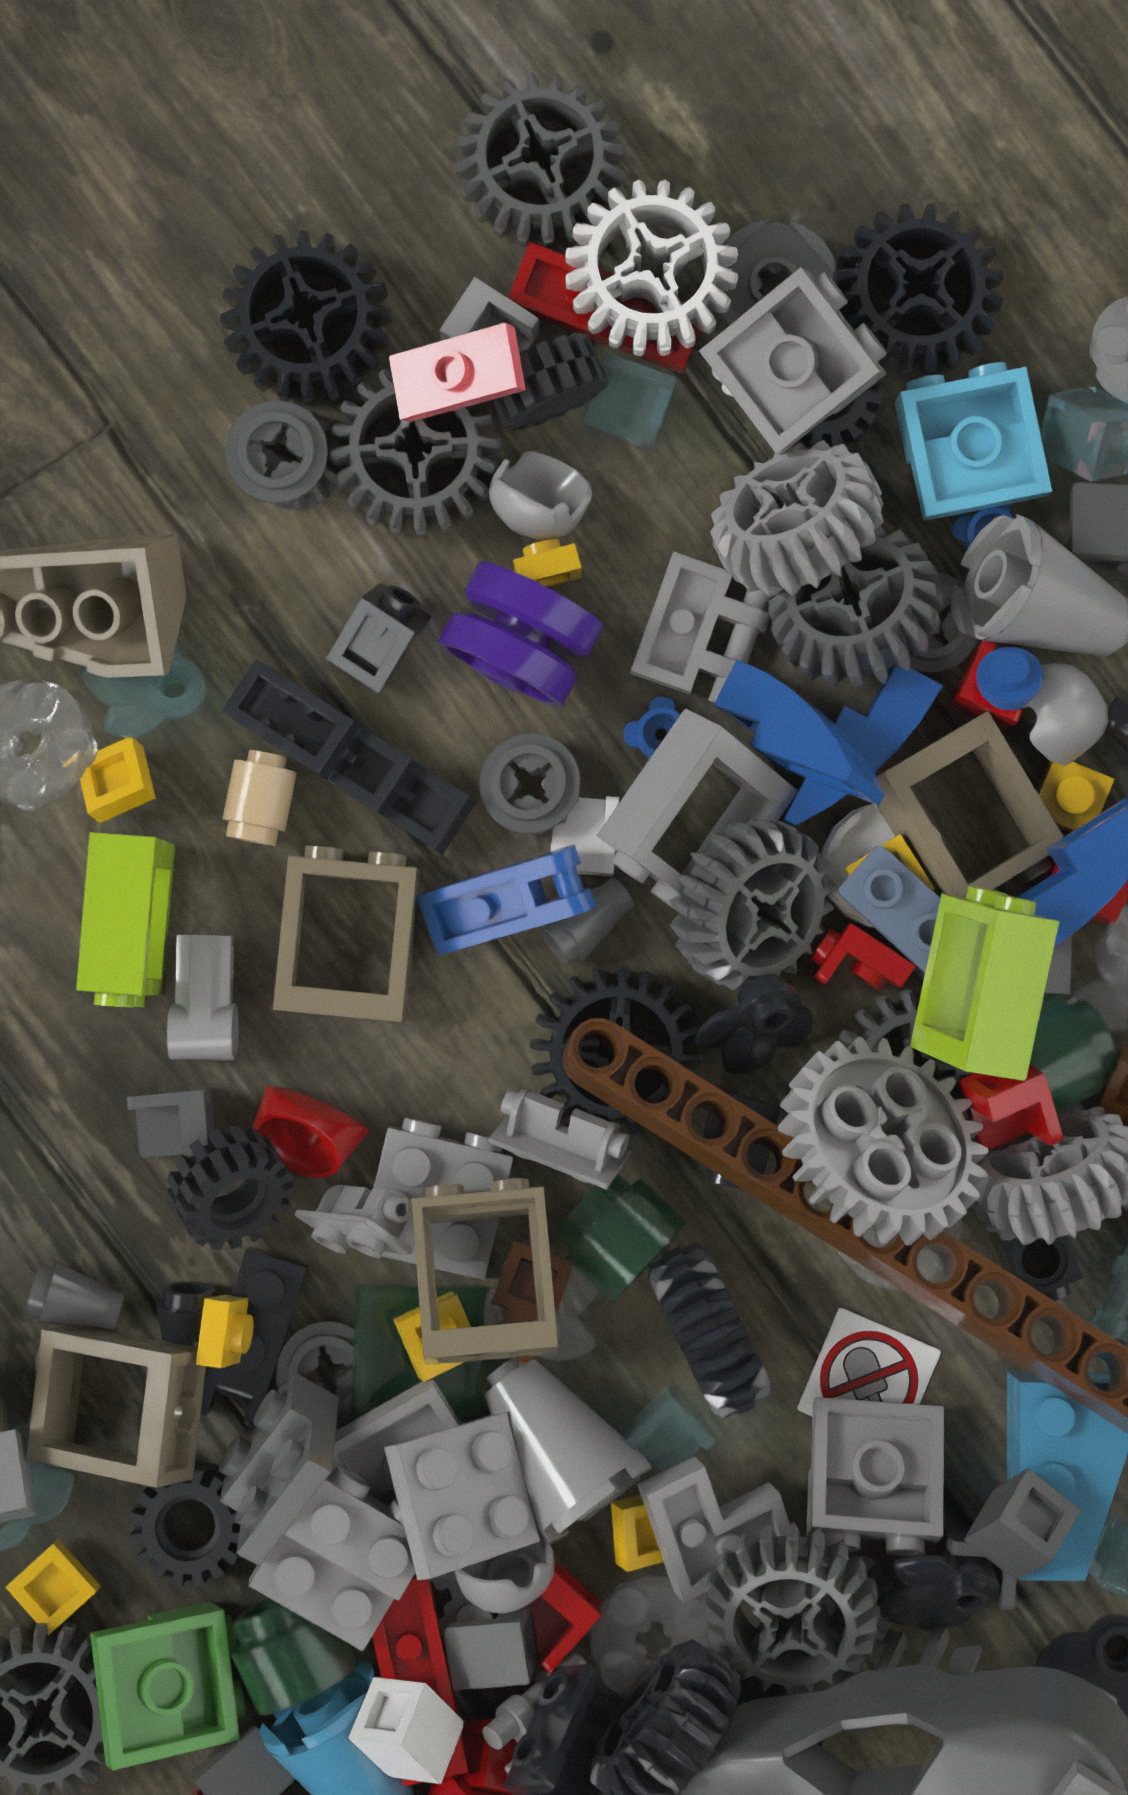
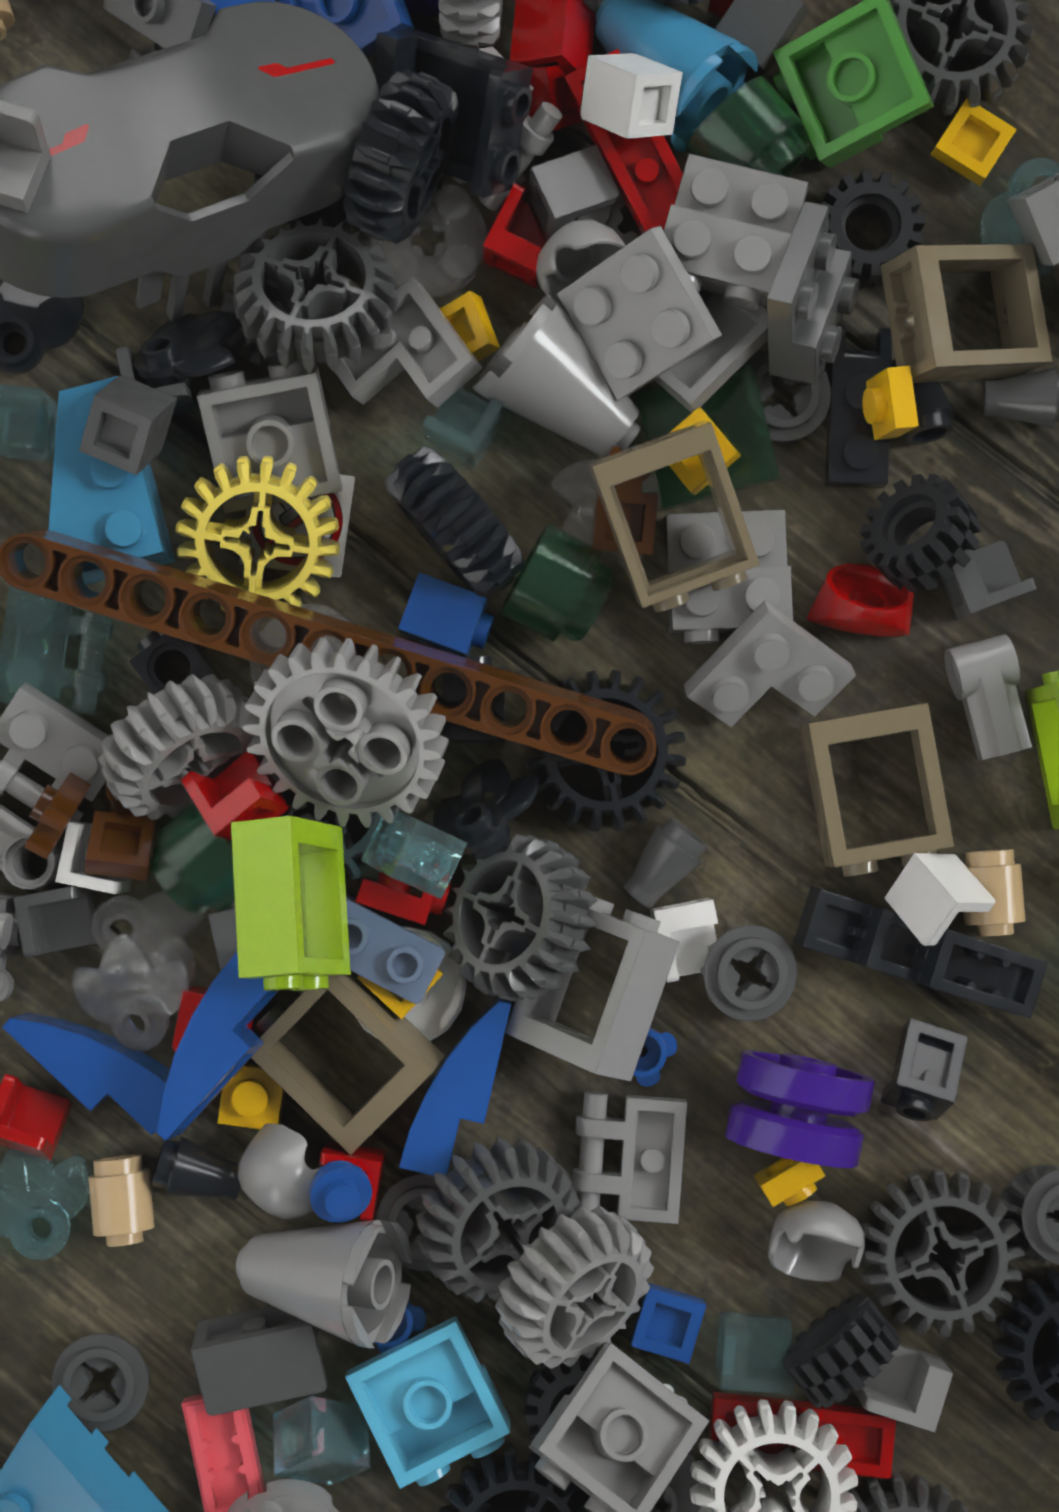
camera: 160 degrees right, 0 degrees up
(323, 815) = (933, 893): none -> white panel
(360, 1220) = (795, 535): light grey hinge -> none
(423, 1105) = (763, 654): none -> light grey plate
(457, 372) = (928, 1338): plate -> none
(504, 901) = (744, 859): plate -> none
(586, 1149) = (612, 653): light grey hinge -> none
(710, 455) = (668, 1323): none -> blue plate
(742, 1235) = (446, 616): none -> blue brick
(796, 733) = (522, 1086): blue slope -> none
(843, 998) = (414, 853): none -> clear light blue brick
(888, 1362) = (286, 539): none -> light yellow gear

